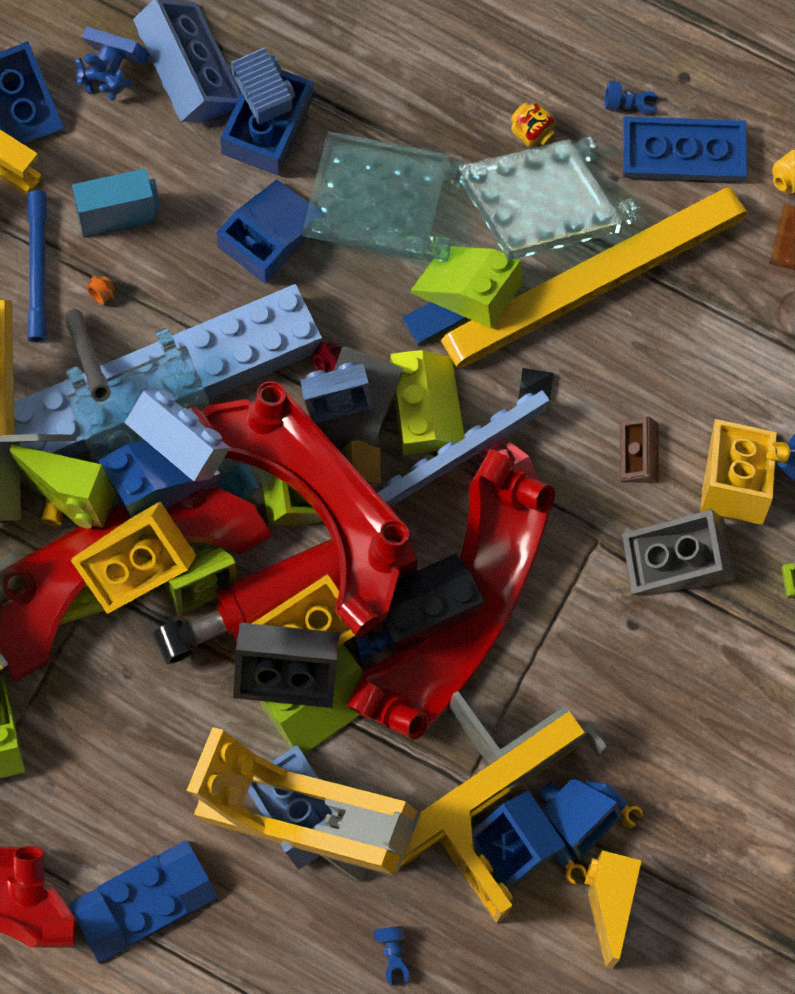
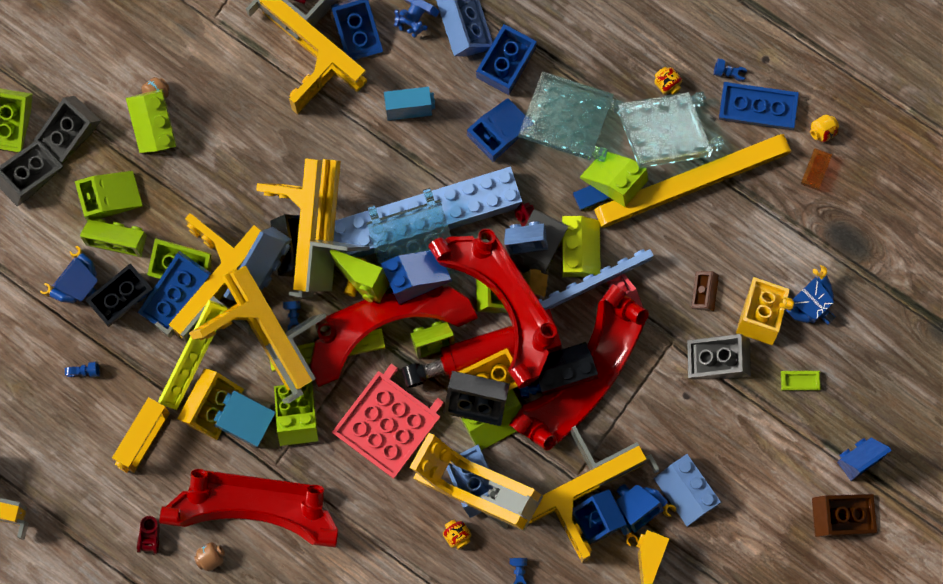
camera: 15 degrees right, 5 degrees up
(37, 315) = (354, 167): blue piece -> none
(96, 379) = (384, 216): dark grey piece -> none
(101, 289) = (394, 155): orange plate -> none
(134, 558) = (395, 324): yellow slope -> none
(138, 728) = (387, 423): none -> coral plate
(142, 901) = (378, 524): blue piece -> none
(177, 434) = (429, 254): light blue brick -> none
(239, 481) = (463, 283): dark azure slope -> none
(262, 85) = (505, 42): medium blue brick -> none
(279, 900) = (457, 534): none -> yellow head
(535, 381) = (648, 242): black slope -> none
(657, 778) = (687, 490): none -> medium blue slope

